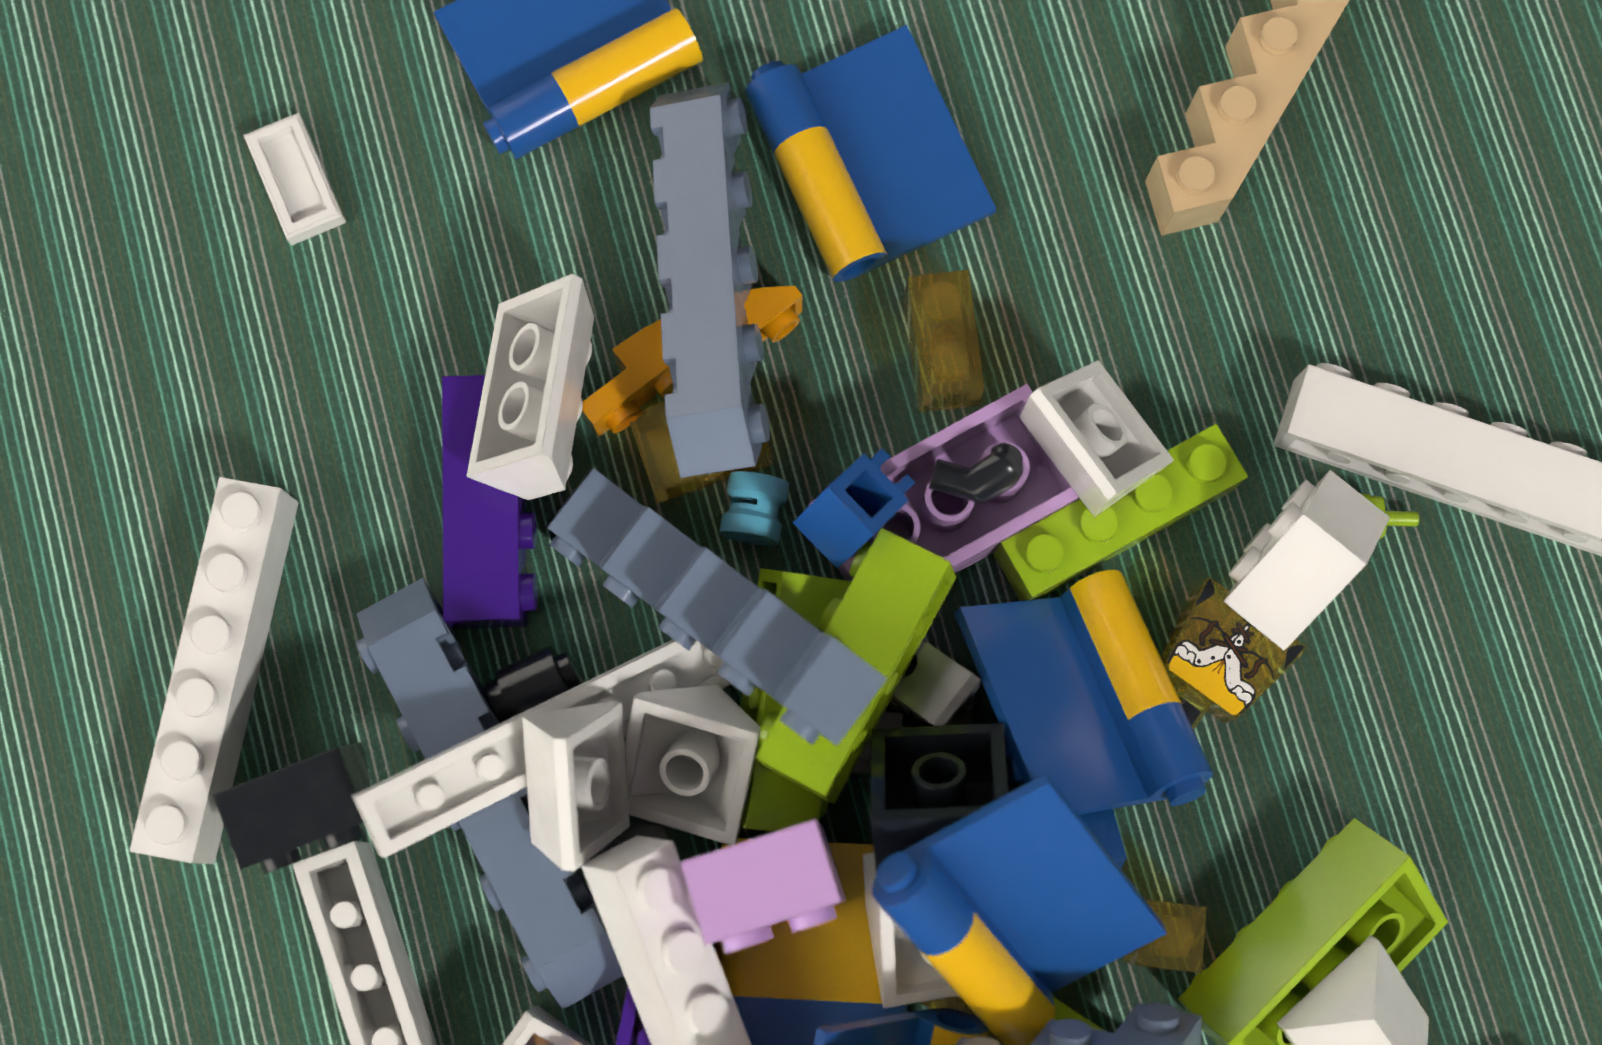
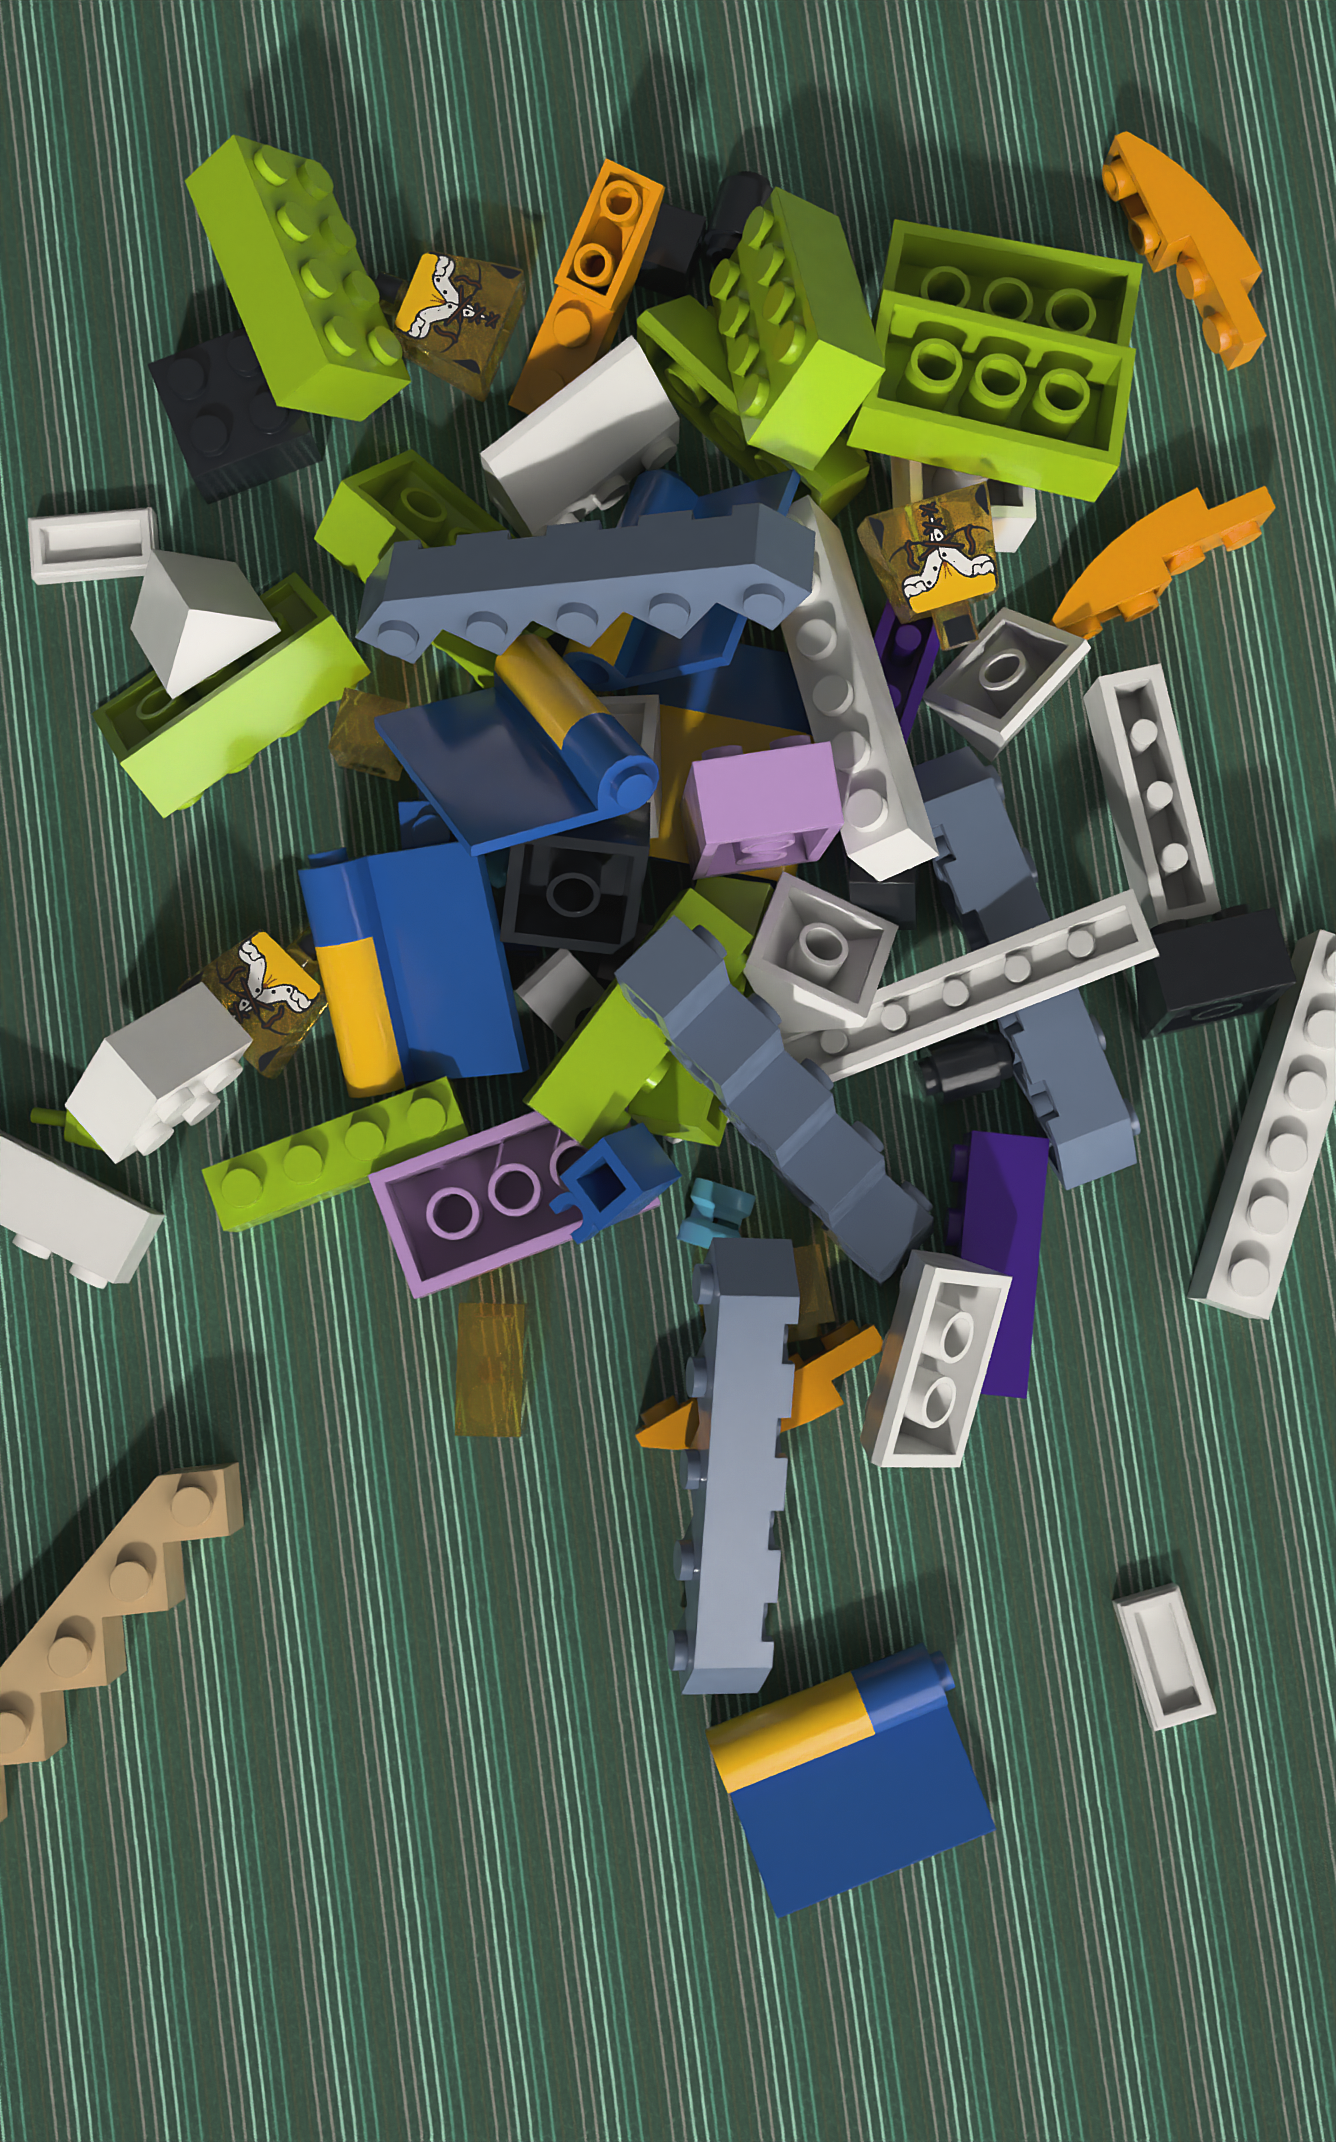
camera: 175 degrees left, 5 degrees up
(576, 781) = (933, 943): white slope -> none
(869, 153) = (538, 1598): blue door -> none
(984, 479) = (477, 1196): black arm -> none
(1094, 436) = (351, 1225): white slope -> none

